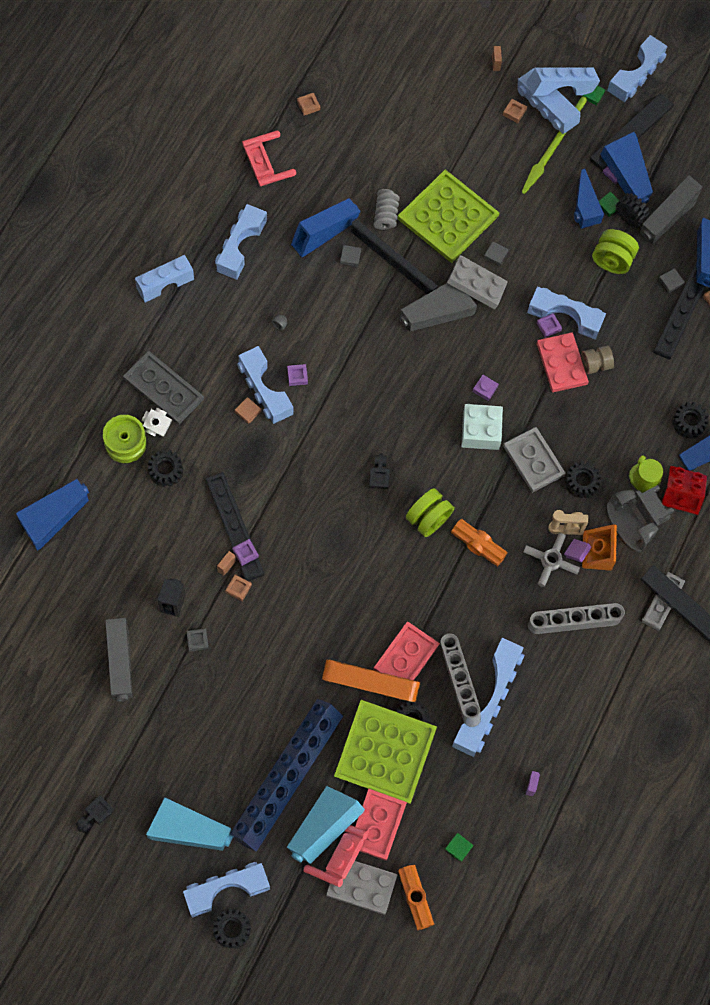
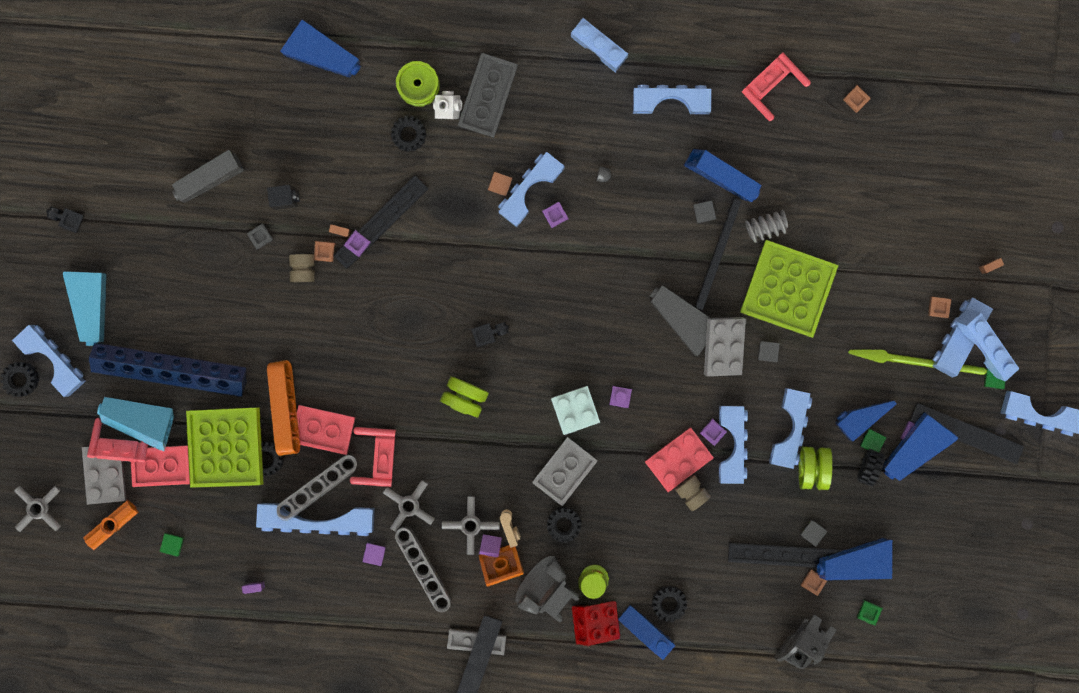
camera: 70 degrees right, 20 degrees up
(244, 610) = (302, 268): none -> dark tan wheel
(365, 955) = (31, 513): none -> light grey bar
(455, 612) = (382, 457): none -> coral plate
(479, 542) = (459, 452): orange piece -> none
(517, 602) = (403, 512): none -> light grey bar
(544, 659) = (374, 554): none -> medium lavender tile
(553, 249) = (796, 405): none -> light blue arch
(671, 210) = (886, 505): dark grey slope -> none

